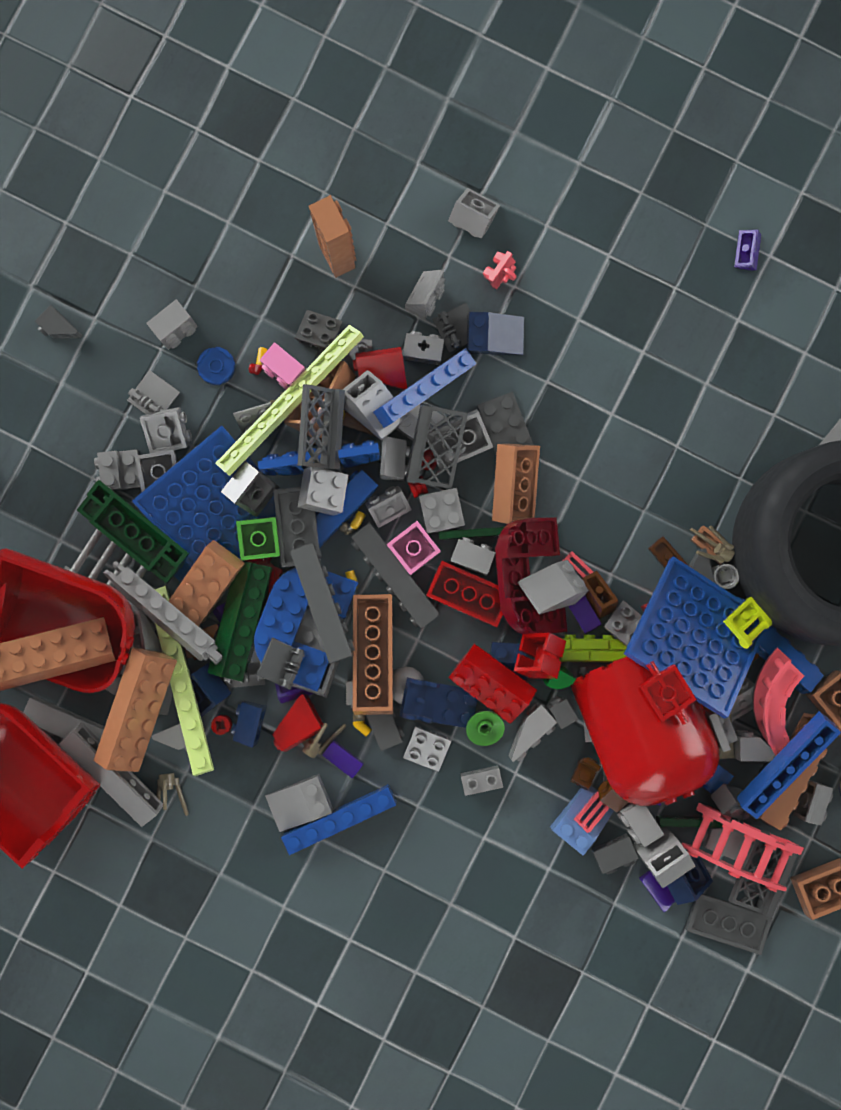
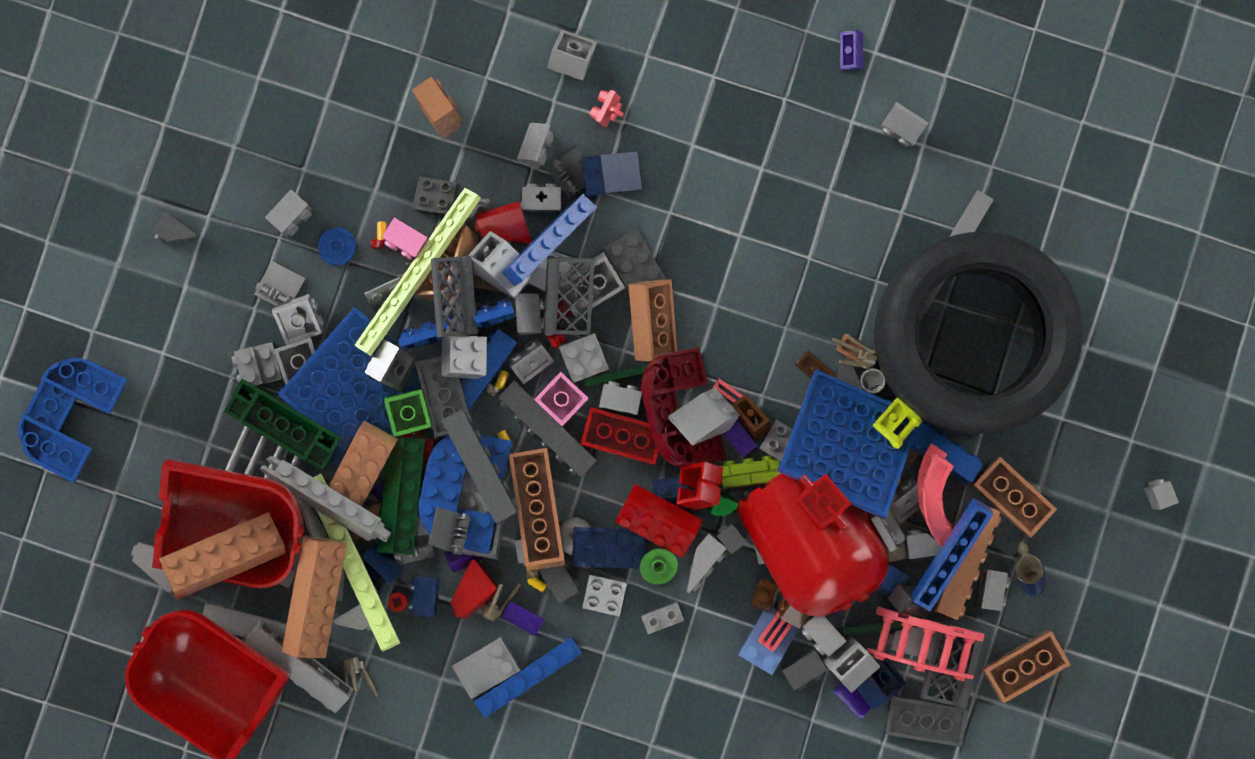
camera: 10 degrees left, 0 degrees up
(792, 328) = (903, 125): none -> light grey slope

